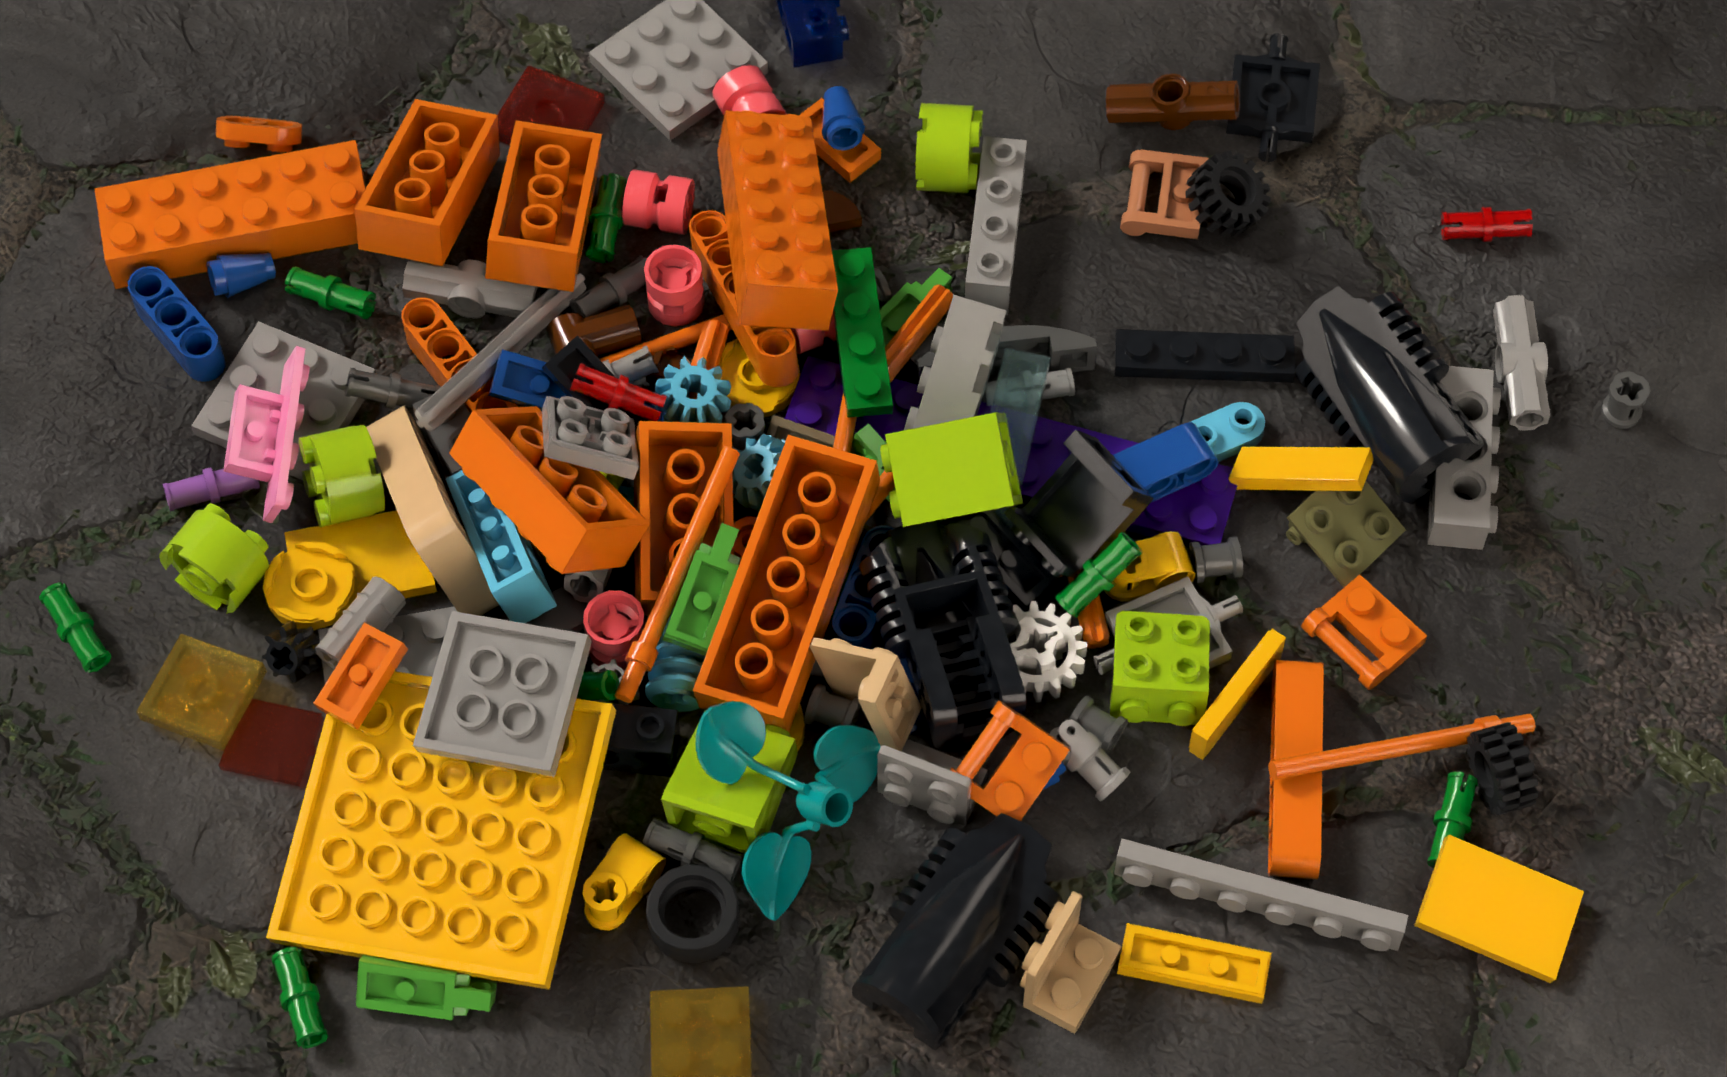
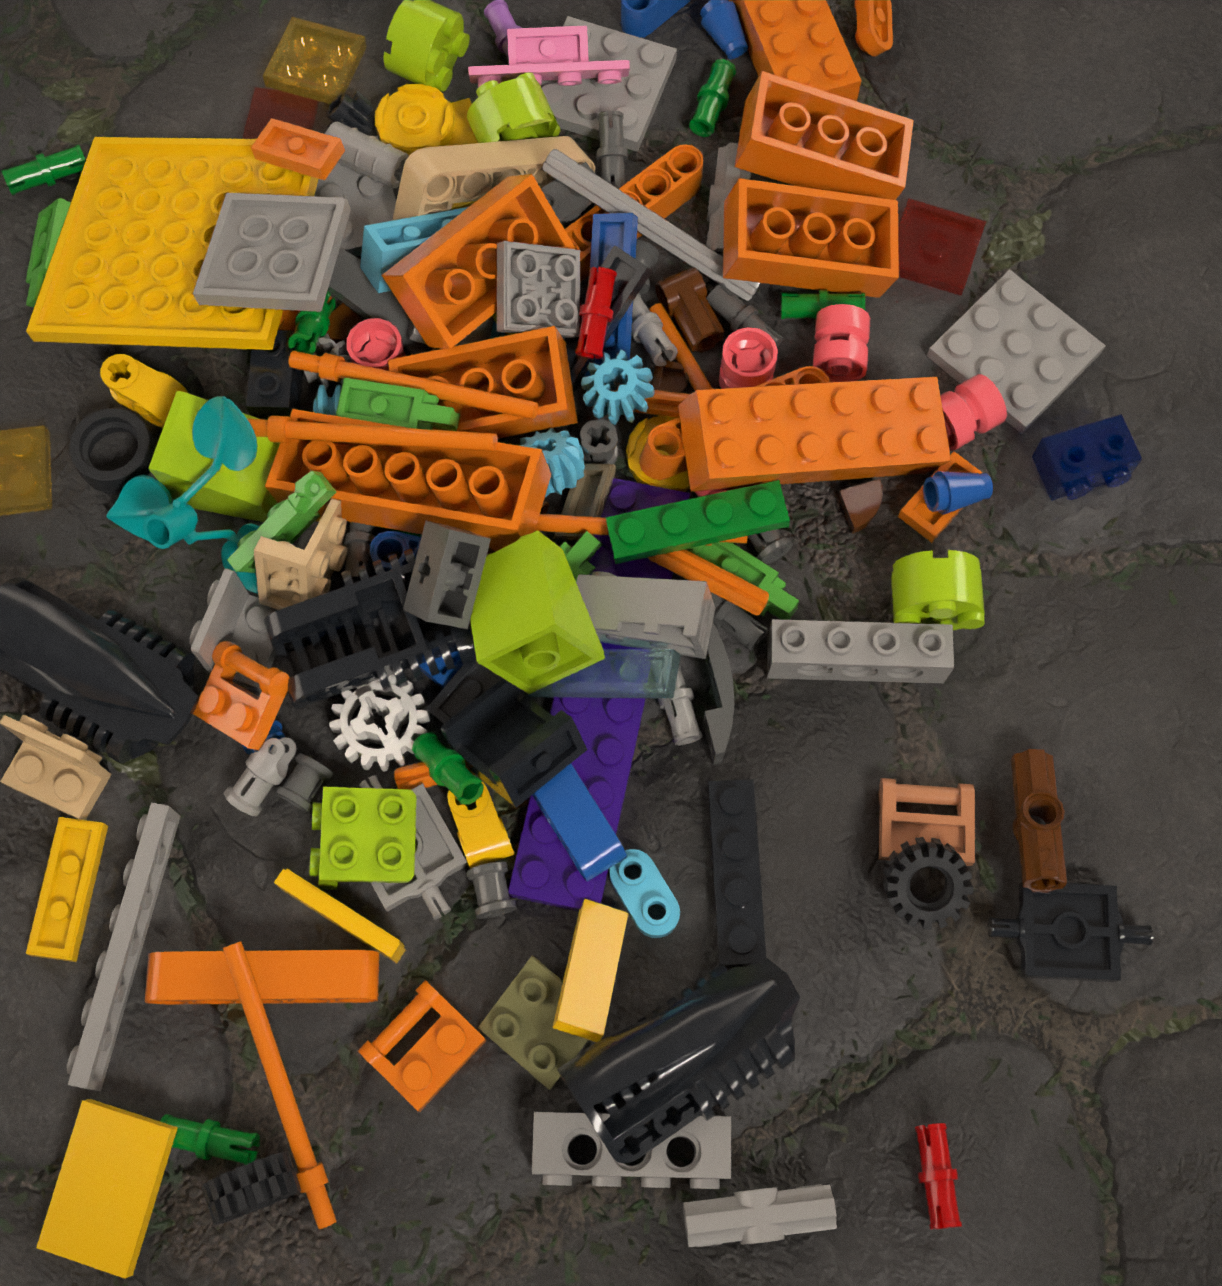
camera: 85 degrees right, 10 degrees up
(724, 687) = (283, 430): none -> orange bar
(834, 693) = (285, 519): none -> bright green hinge
(916, 530) = (446, 575): none -> dark grey brick

